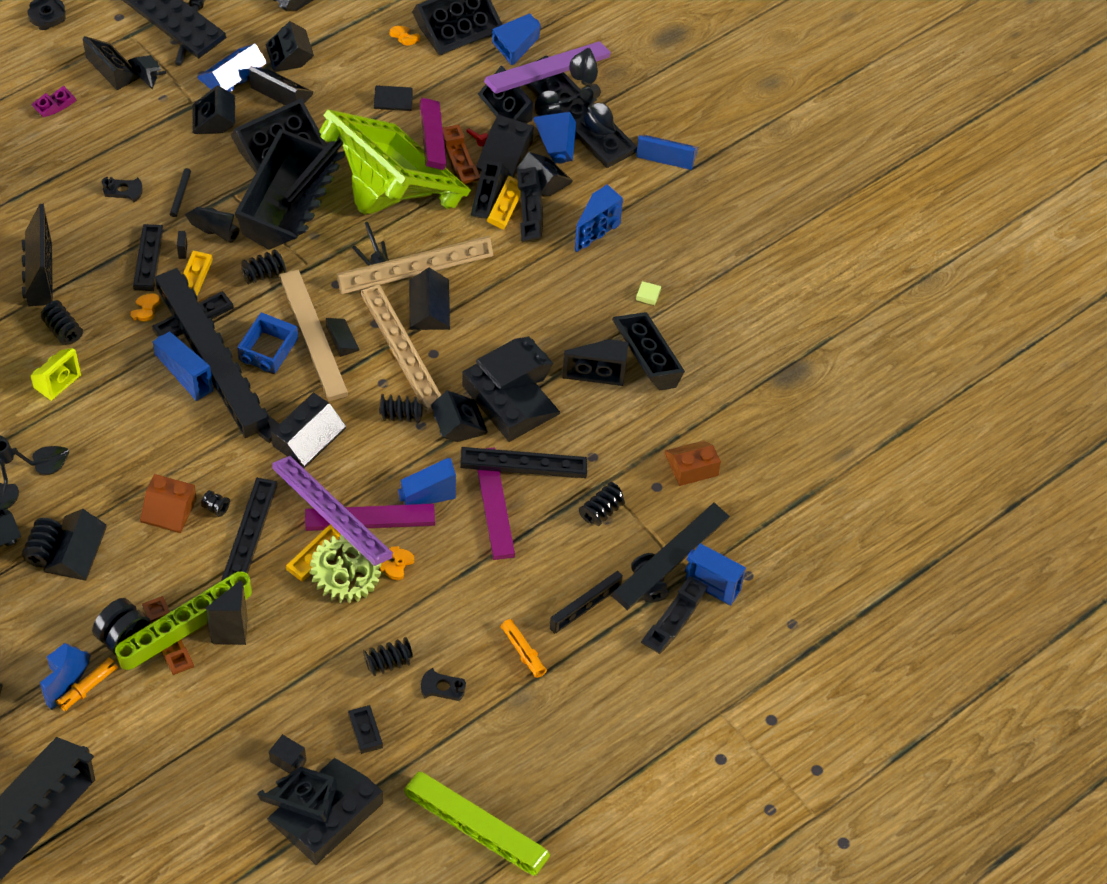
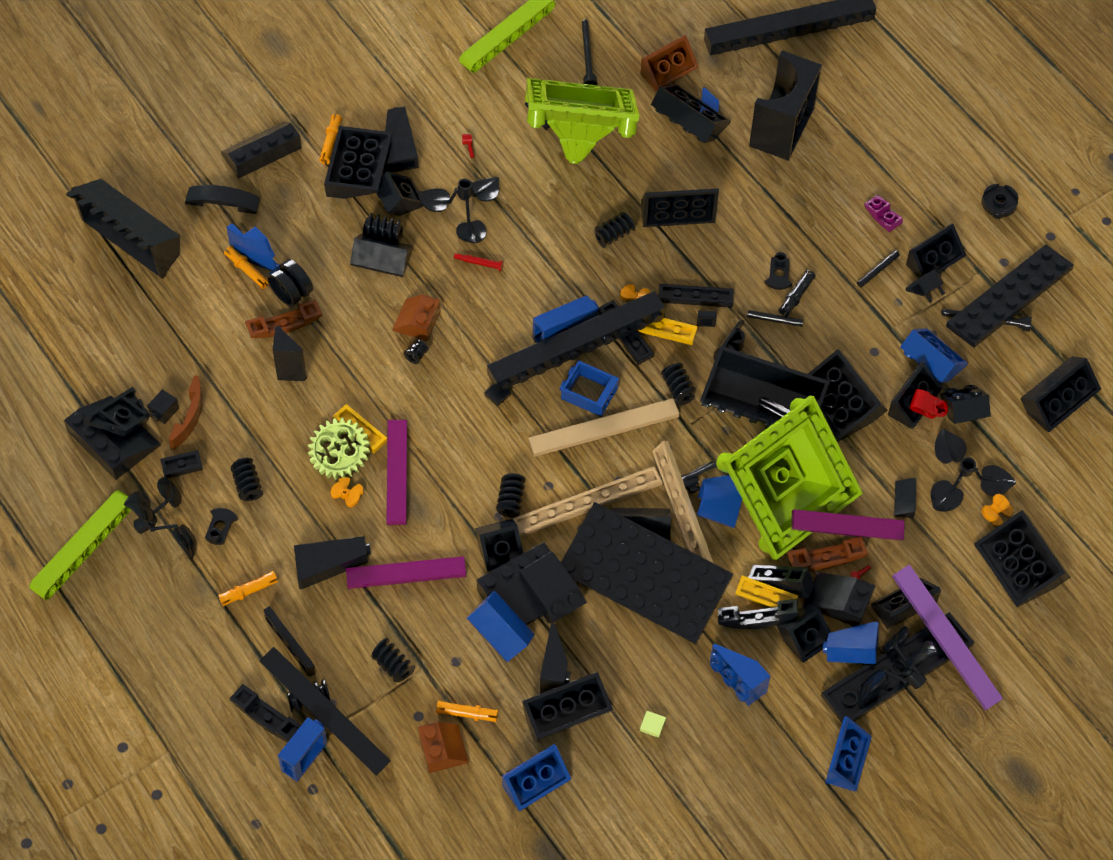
camera: 95 degrees right, 5 degrees up
(56, 373) = (556, 228): neon yellow slope -> none
(99, 431) = (480, 261): none -> red piece
(121, 108) = (876, 270): none -> black bar
(159, 175) = (793, 298): none -> black pin
(174, 625) = (292, 320): lime beam -> none
(214, 112) = (874, 341): black slope -> none
(251, 527) = (386, 379): black tile -> none
(267, 720) = (182, 432): none -> dark orange slope
(294, 70) = (928, 404): none -> red piece
(308, 430) = (490, 421): slope -> none
(332, 510) = (396, 436): medium lavender tile -> none
(341, 336) = (600, 449): black slope -> none
(370, 37) = (948, 497): none -> black plant
(396, 231) = (719, 500): none -> blue slope
(429, 485) = (420, 515): blue slope -> none
(446, 752) = (140, 505): none -> black plant
(486, 575) = (328, 558): none -> black slope
(489, 292) = (646, 573): none -> black plate
(516, 37) = (999, 615): blue slope -> none
(523, 462) = (446, 597): black tile -> none
(560, 408) = (501, 626): none -> blue slope
(652, 433) = (476, 713): none -> light orange pin
(716, 382) = (535, 778): none -> blue slope

